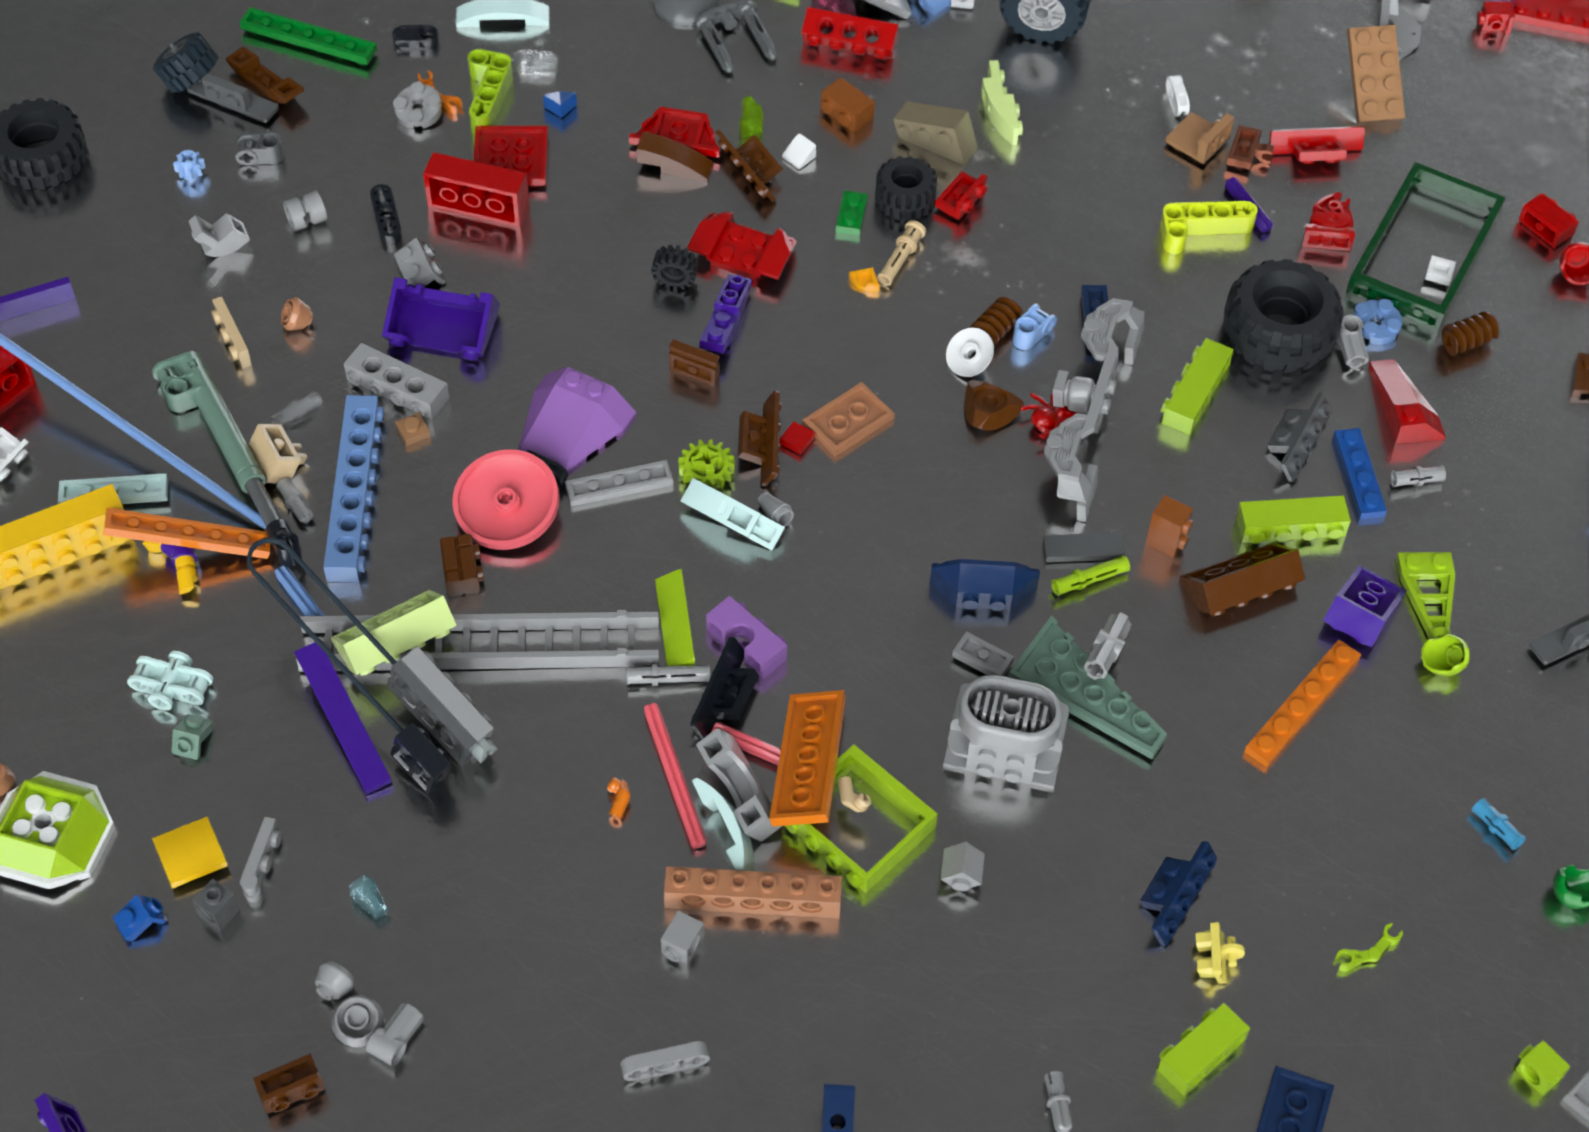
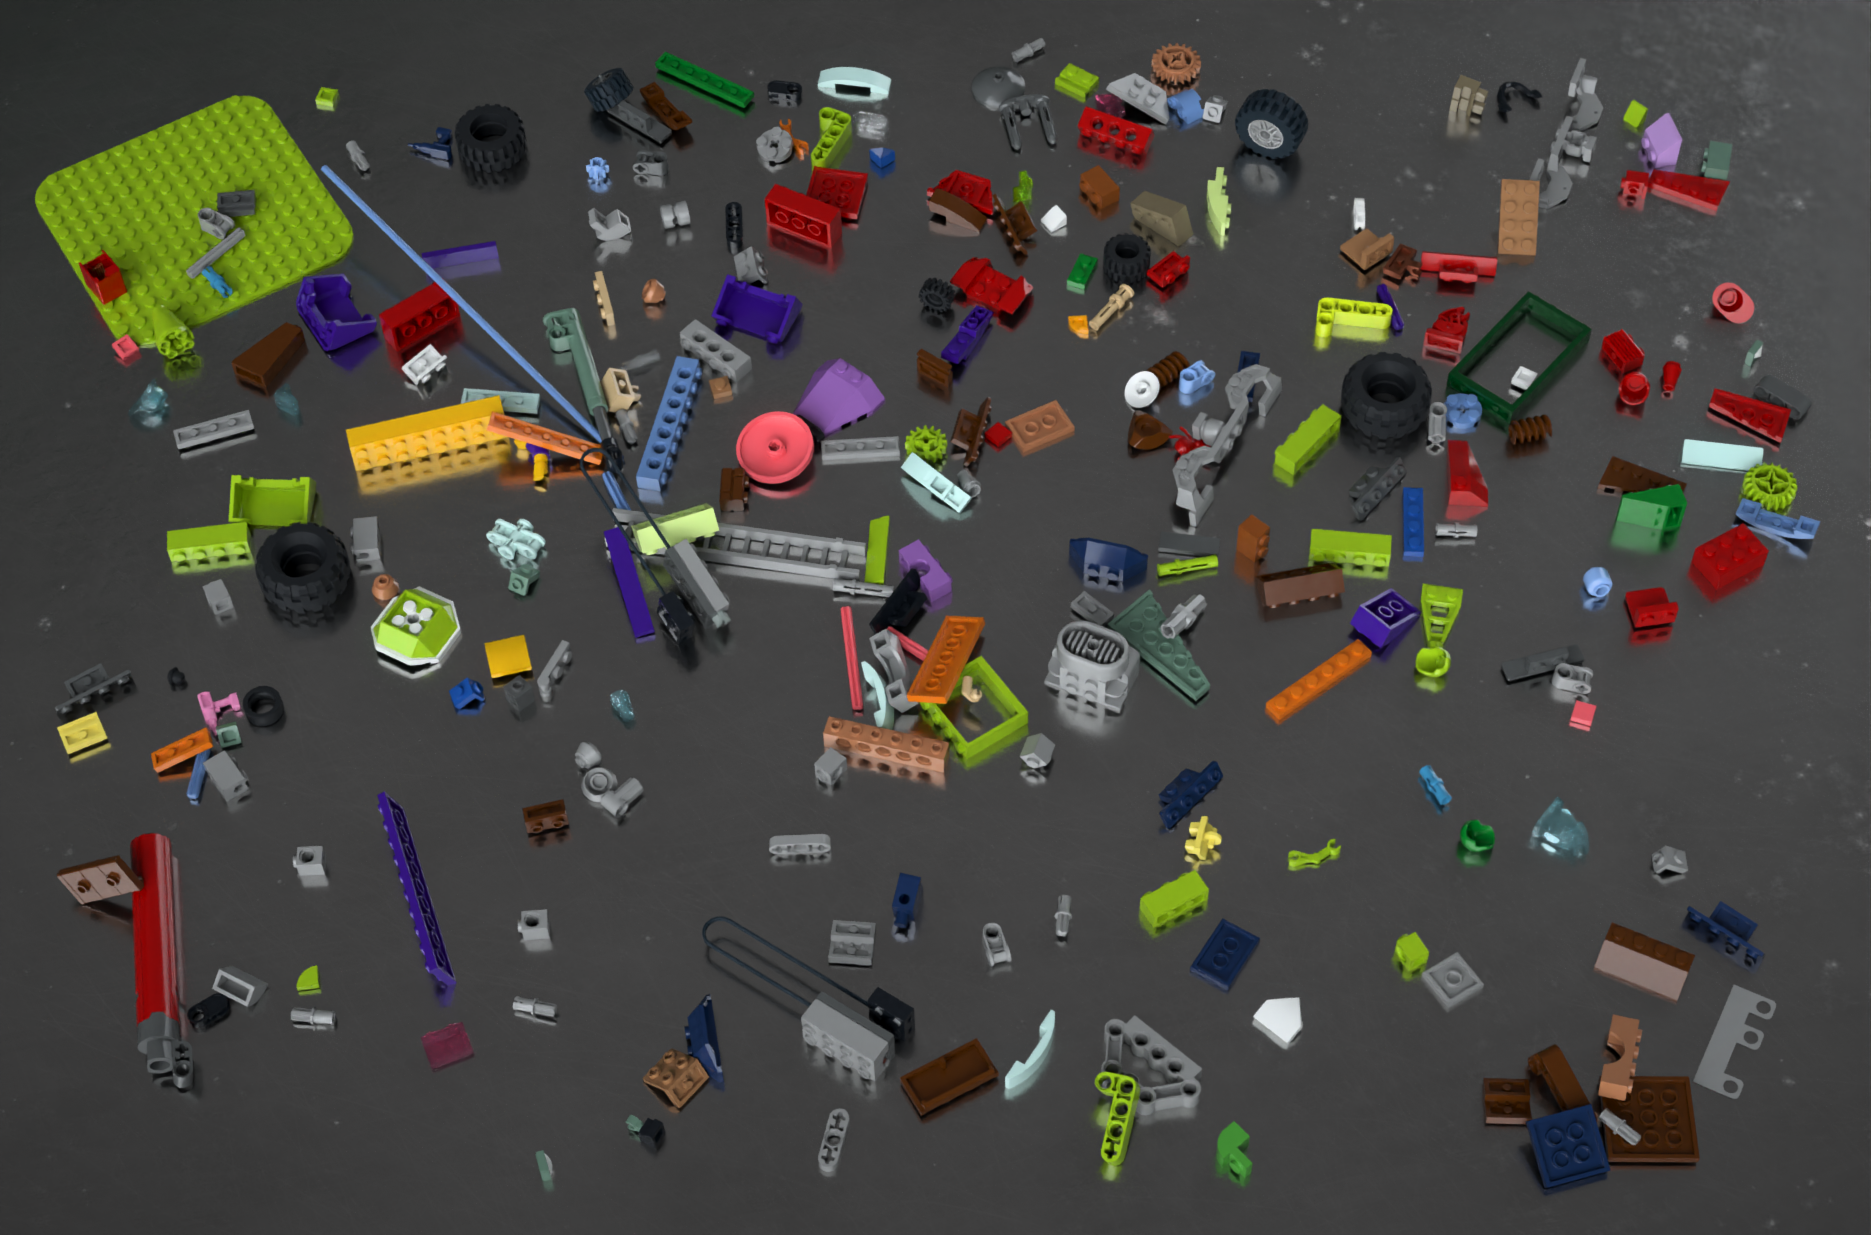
camera: 15 degrees right, 0 degrees up
(622, 797) = (811, 667): orange arm -> none

